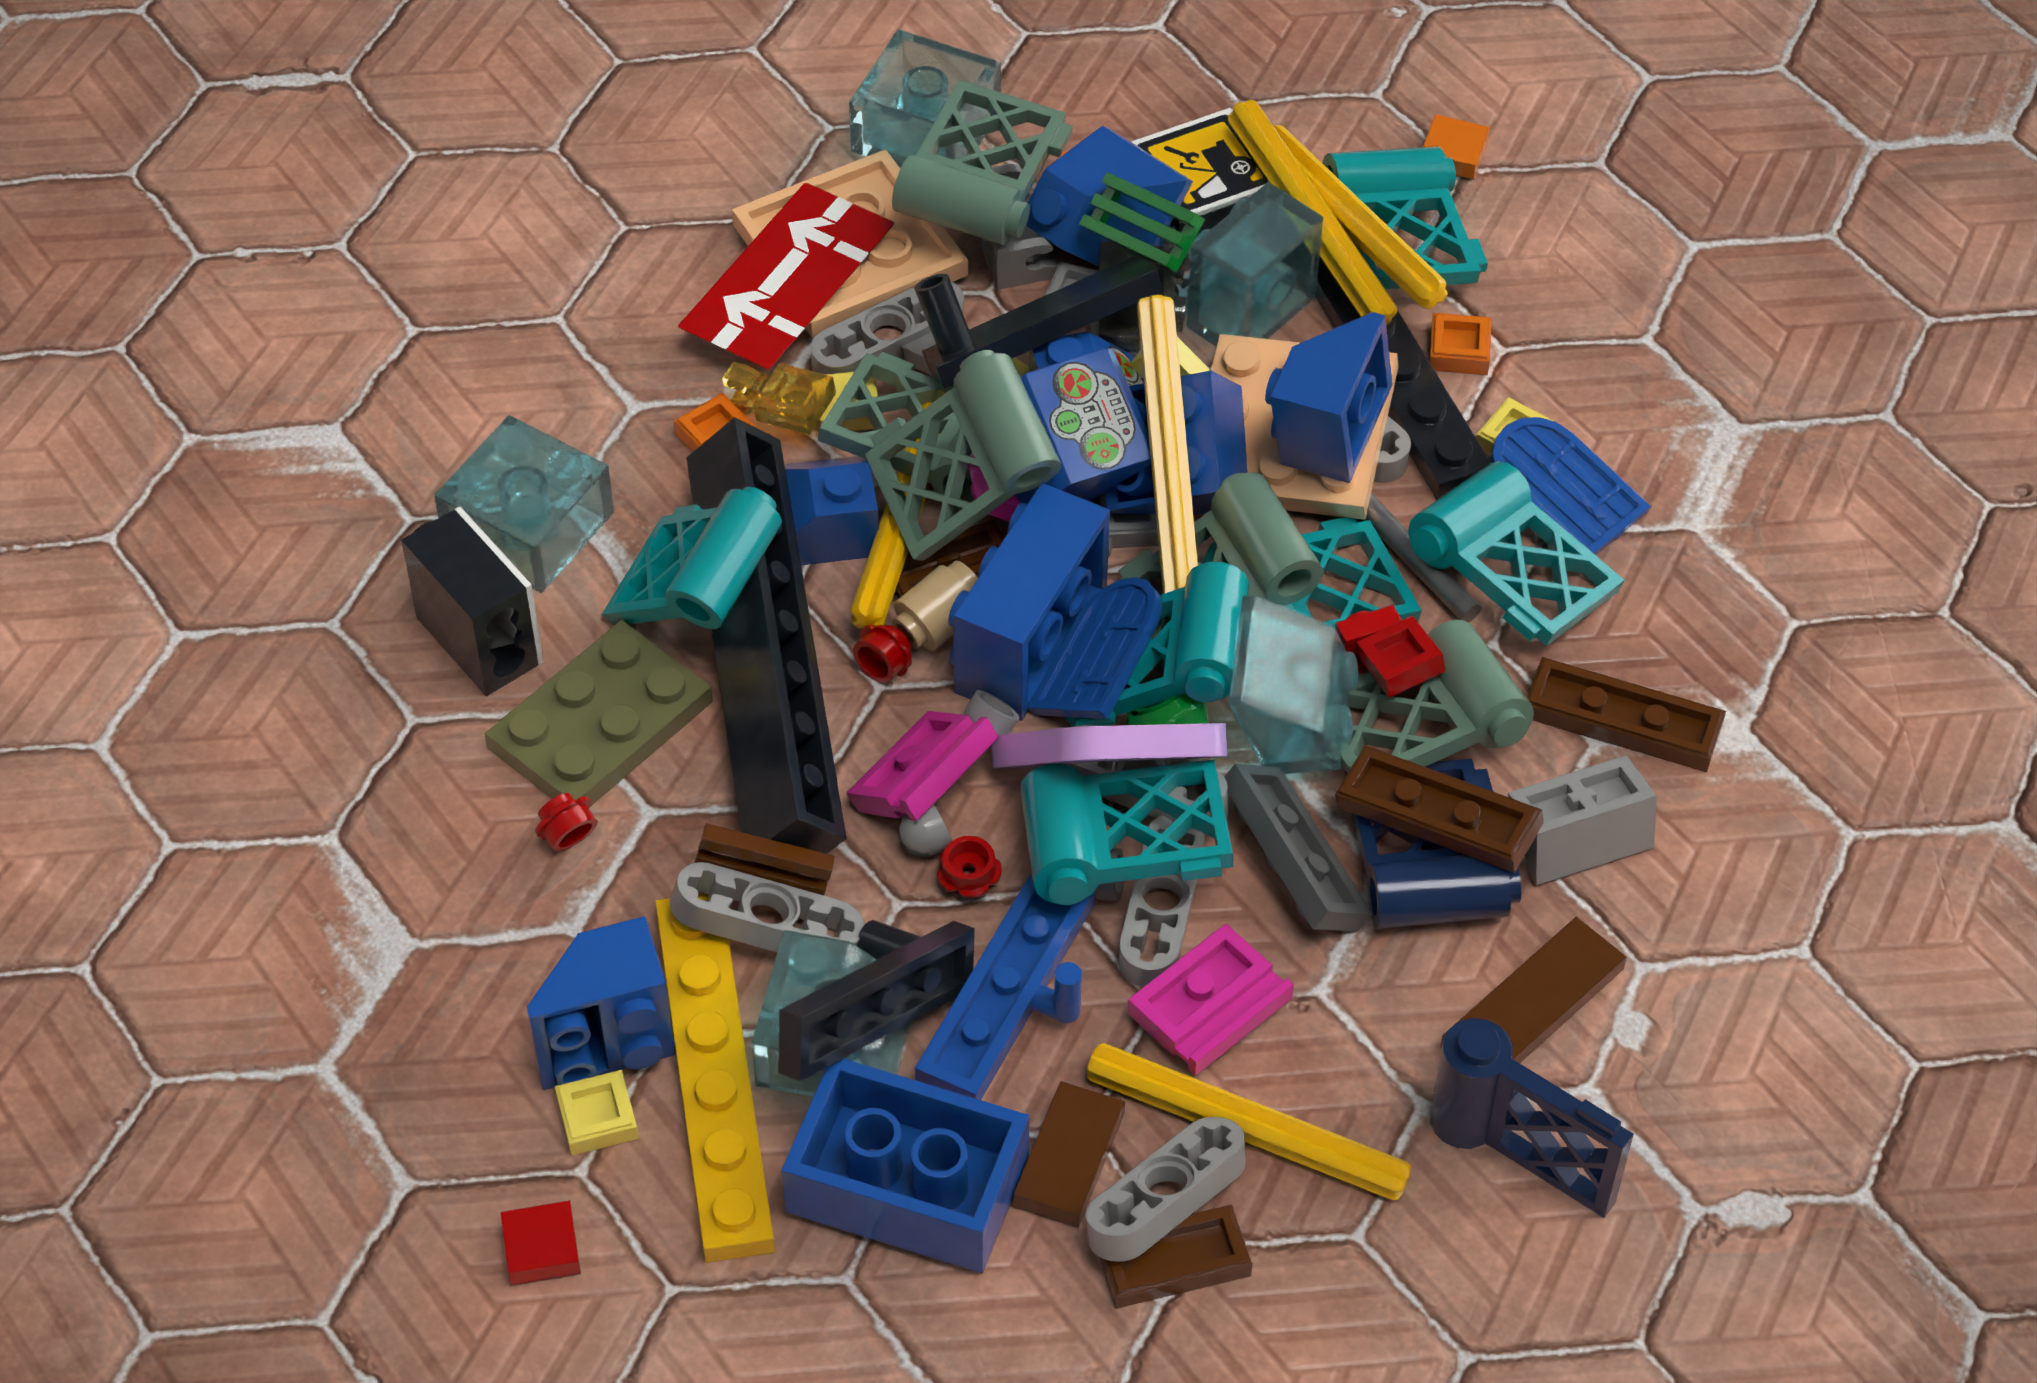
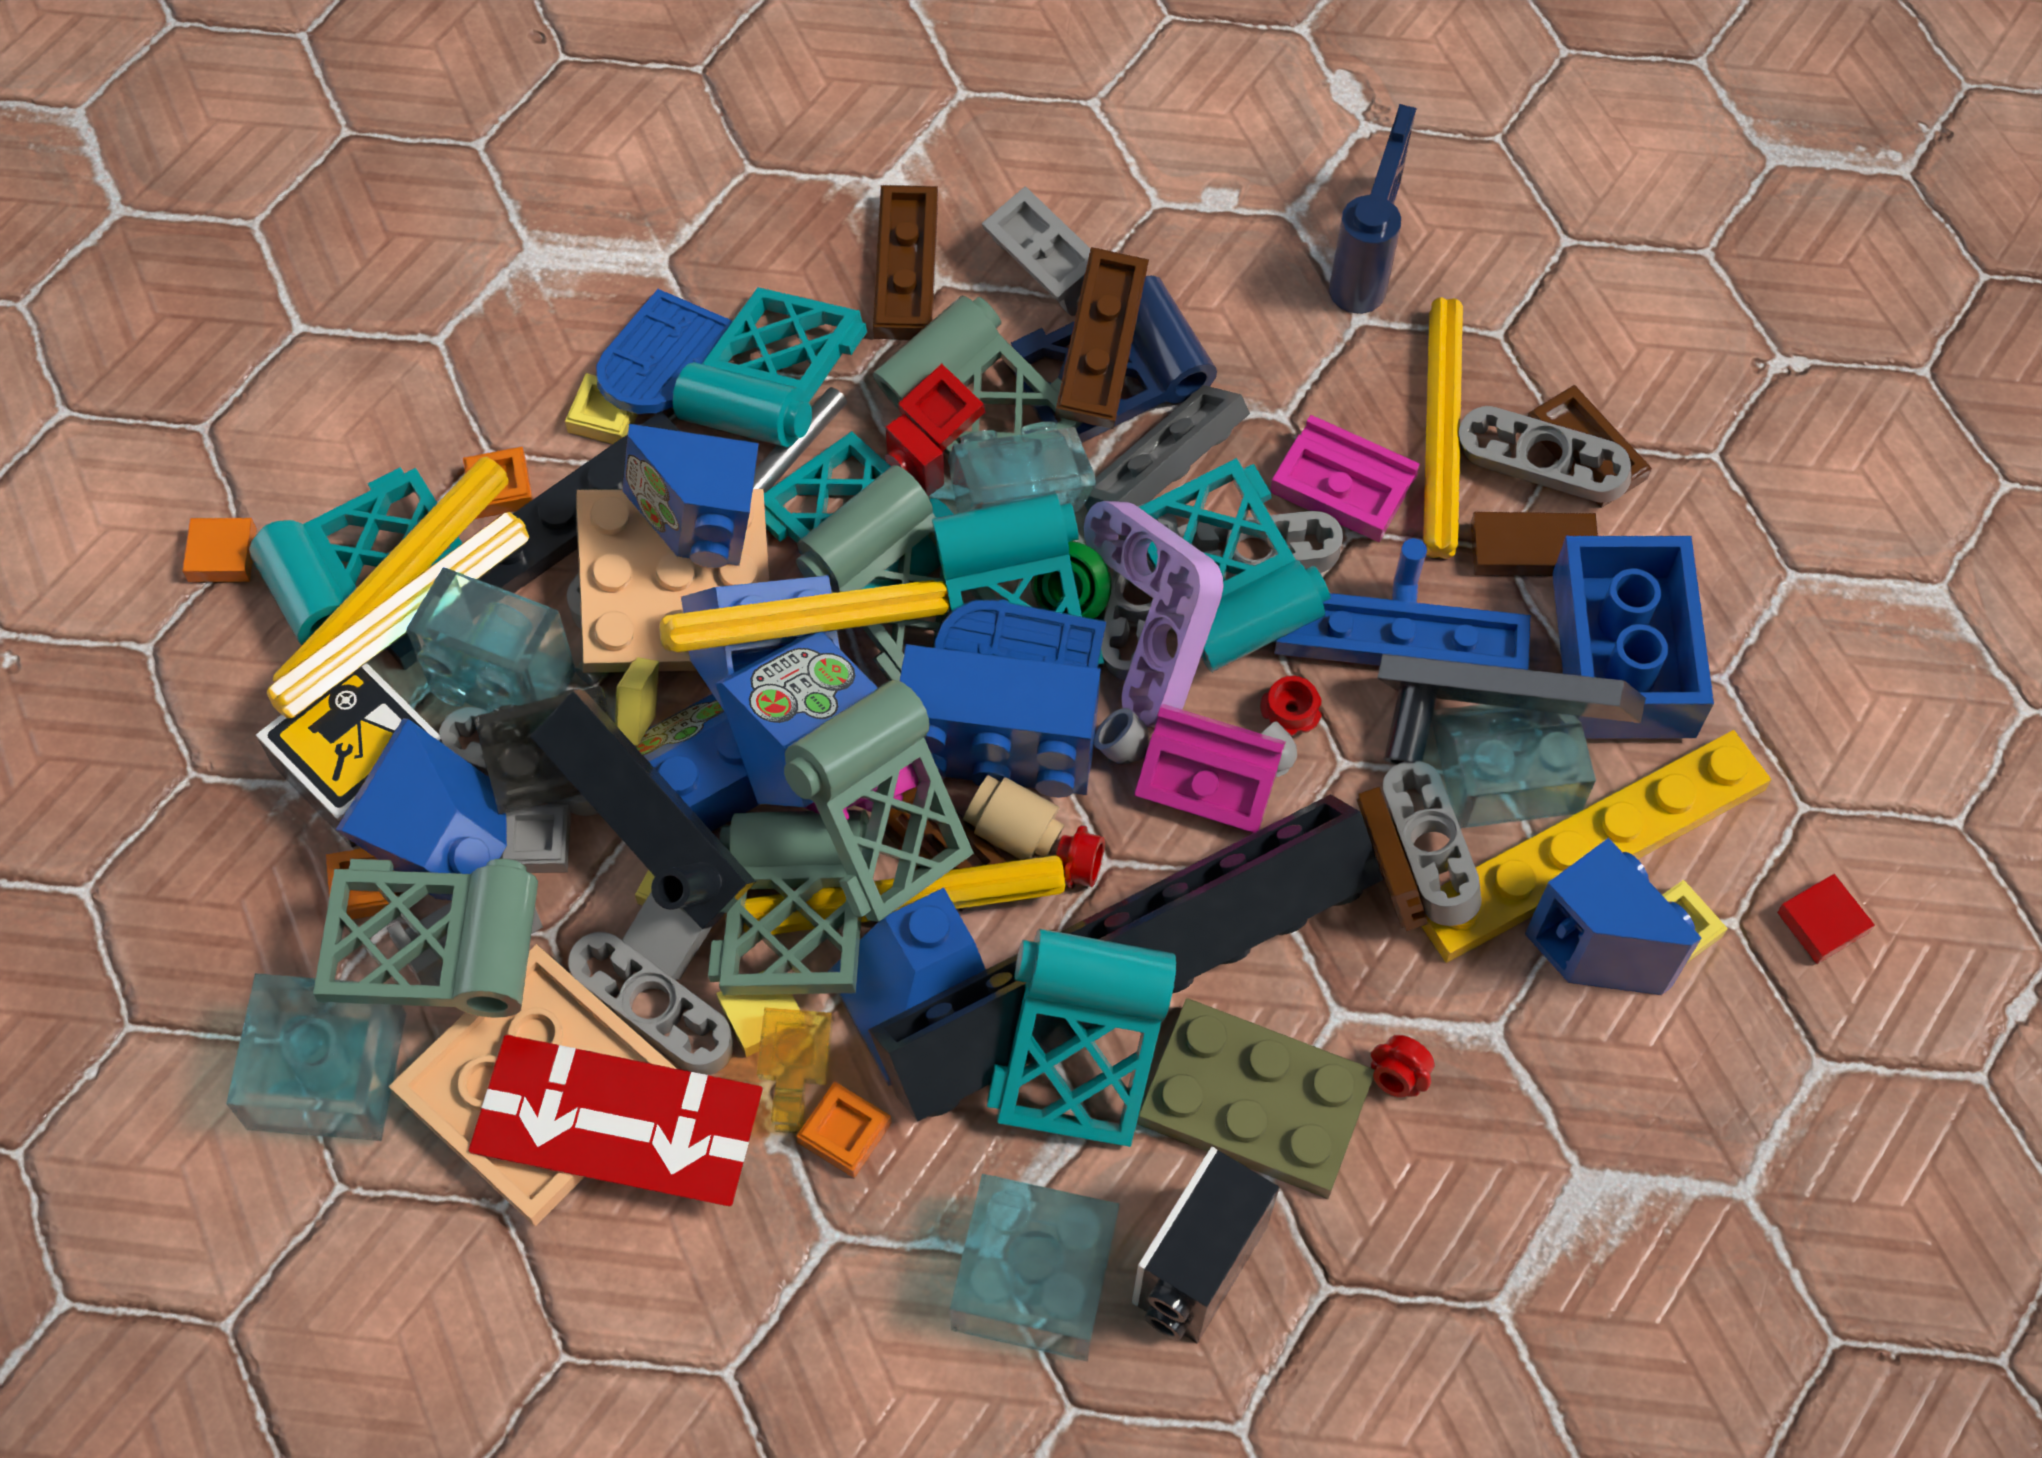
camera: 110 degrees left, 10 degrees up
(1107, 205) = (515, 748): green tile -> none
(1550, 987) = (1233, 259): reddish brown tile -> none

